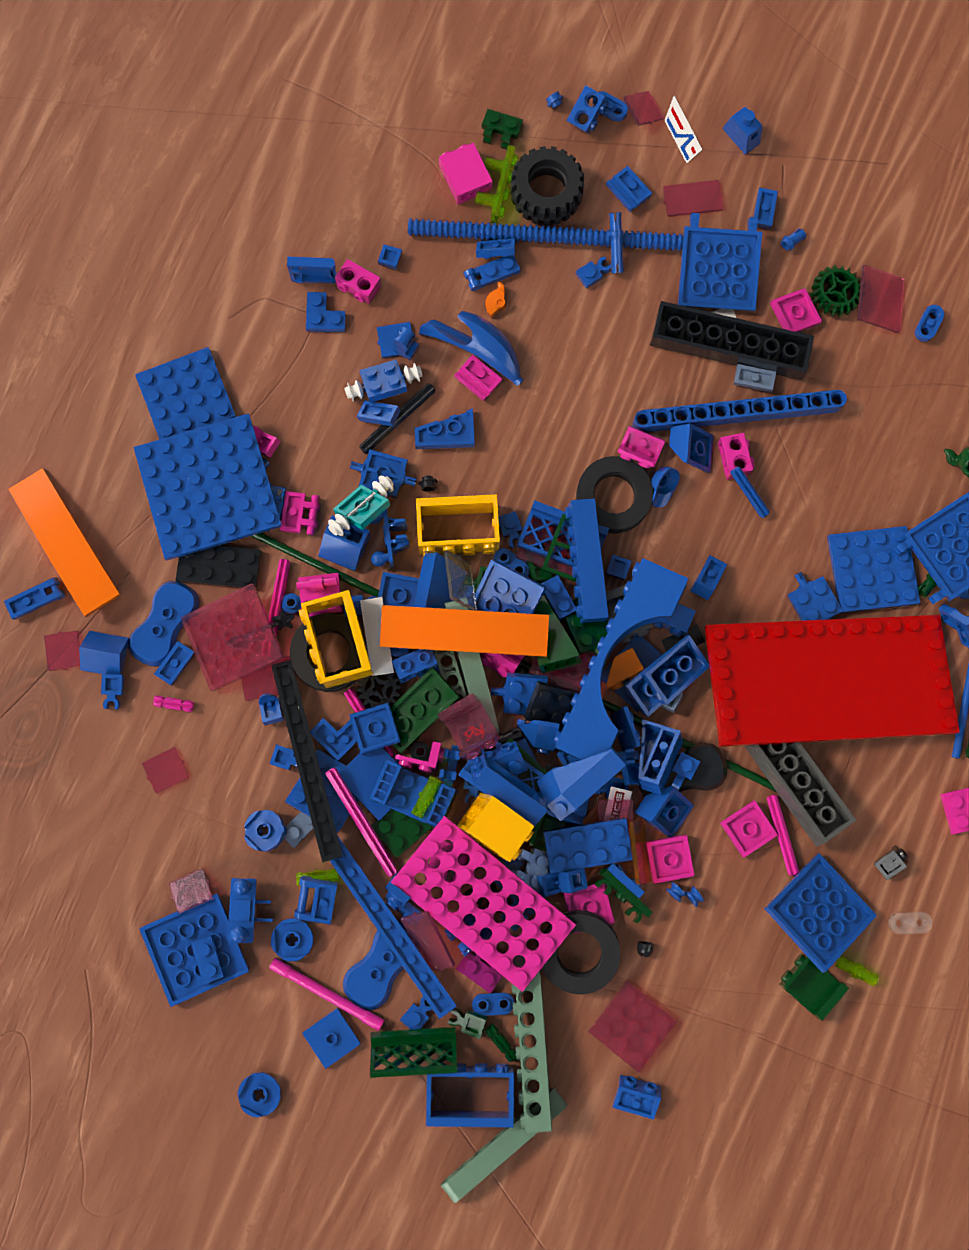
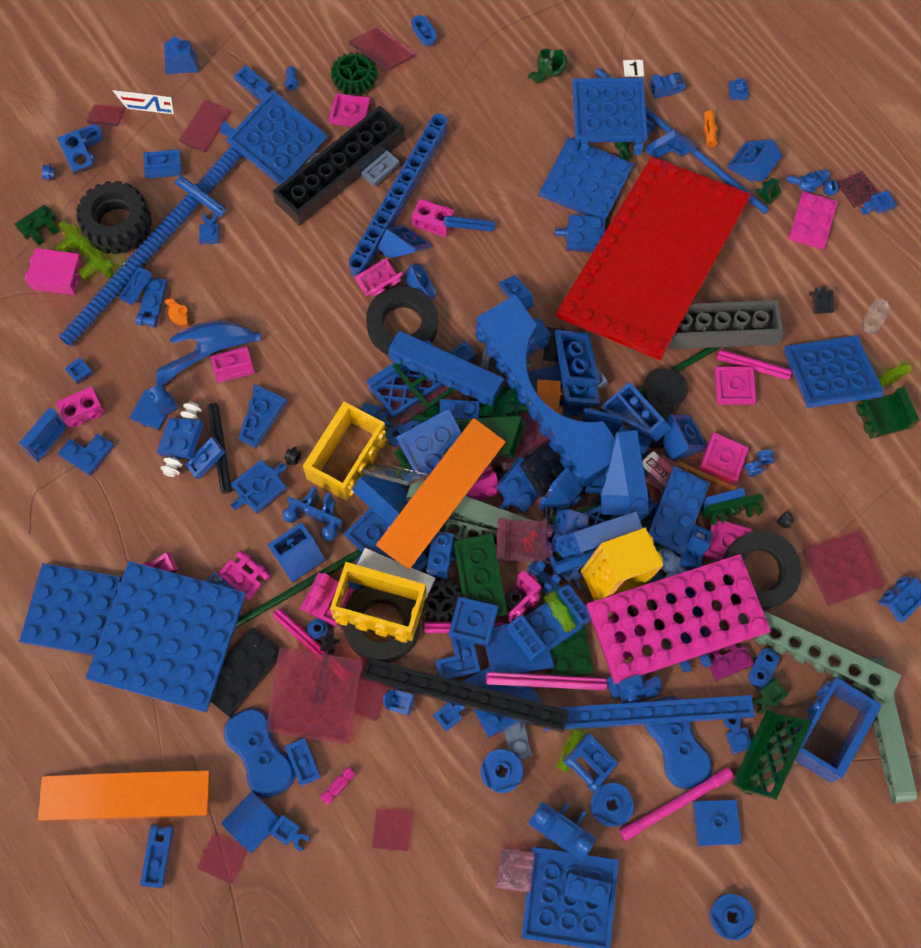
camera: 55 degrees left, 10 degrees down
(361, 506) = (277, 515): teal plate -> none
(428, 940) = (681, 684): clear pink piece -> none
(501, 1042) = (800, 680): dark green axle -> none
(685, 768) = (660, 399): blue plate -> none

